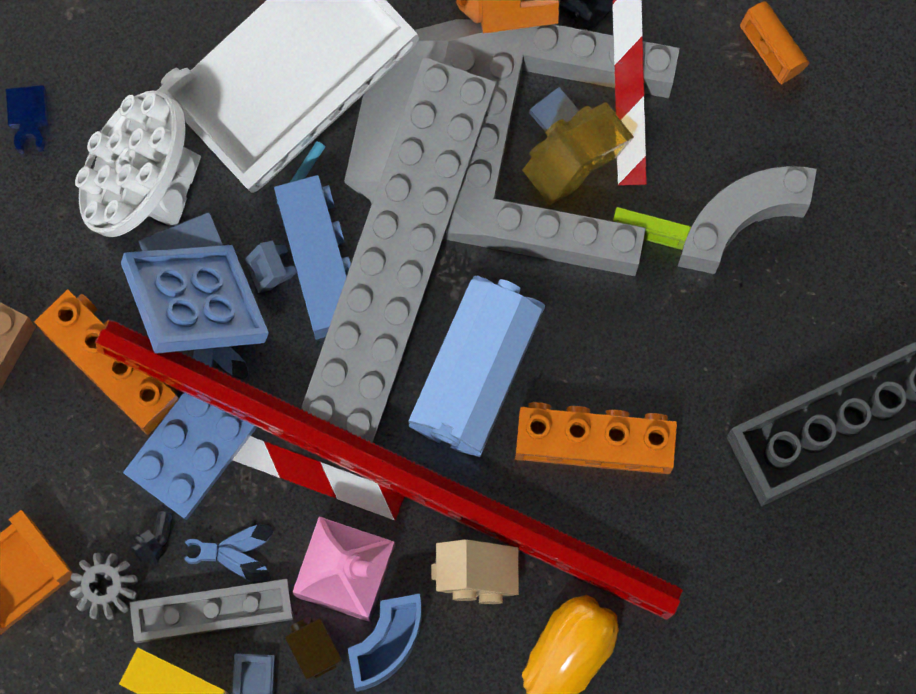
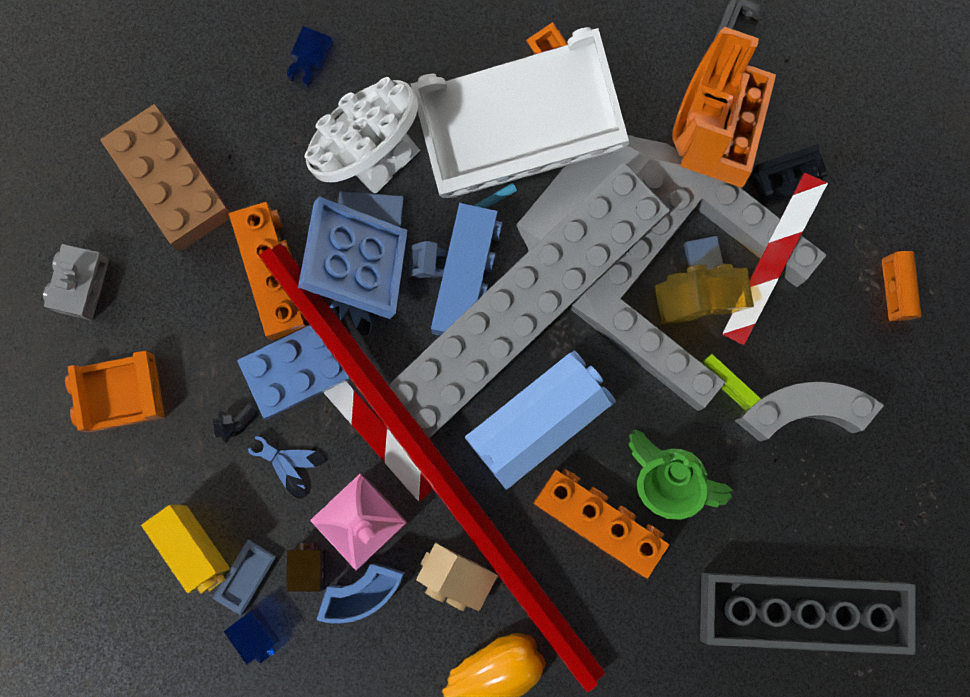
camera: 30 degrees right, 5 degrees up
(92, 579) = (173, 450): light grey gear -> none
(211, 611) = (247, 499): light grey plate -> none
(647, 355) = (674, 480): none -> bright green helmet

